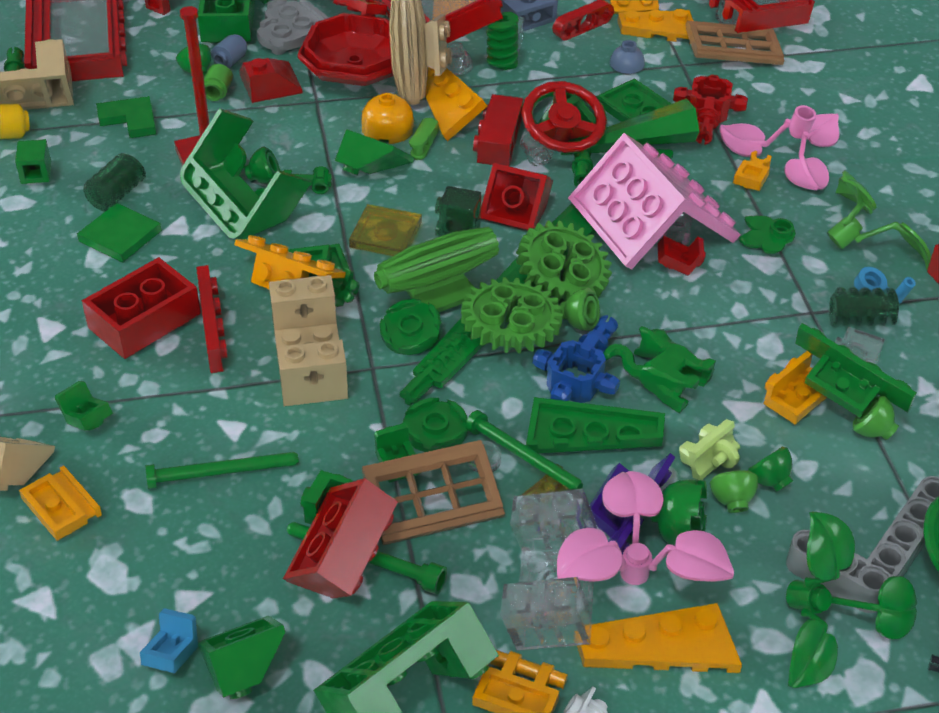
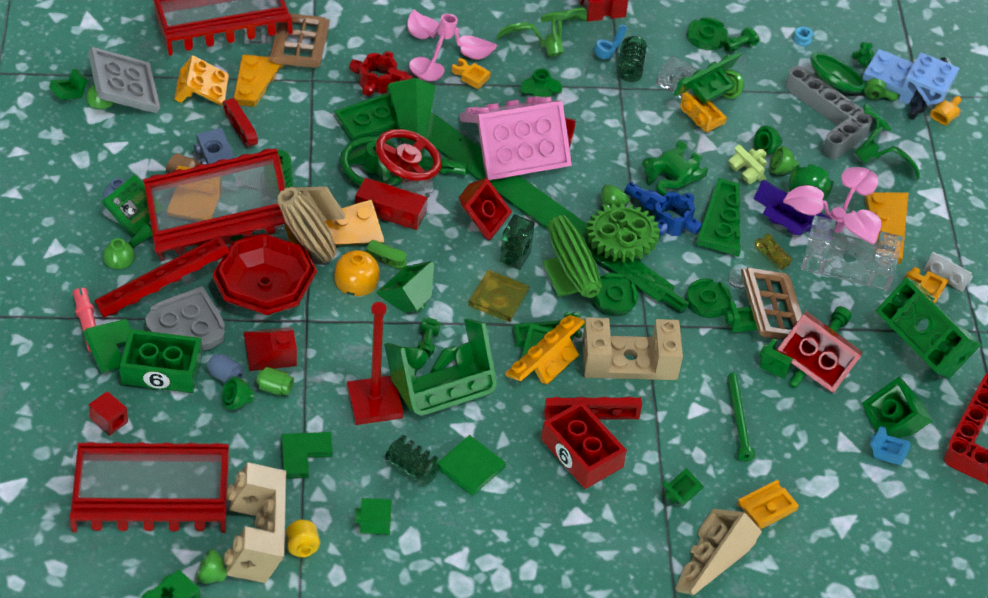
camera: 85 degrees left, 5 degrees up
(14, 60) = (203, 539): green pin -> none
(478, 423) = (713, 273): green bar -> none
(543, 260) = (566, 195): bright green gear -> none
(627, 58) = (303, 109): sand blue brick -> none

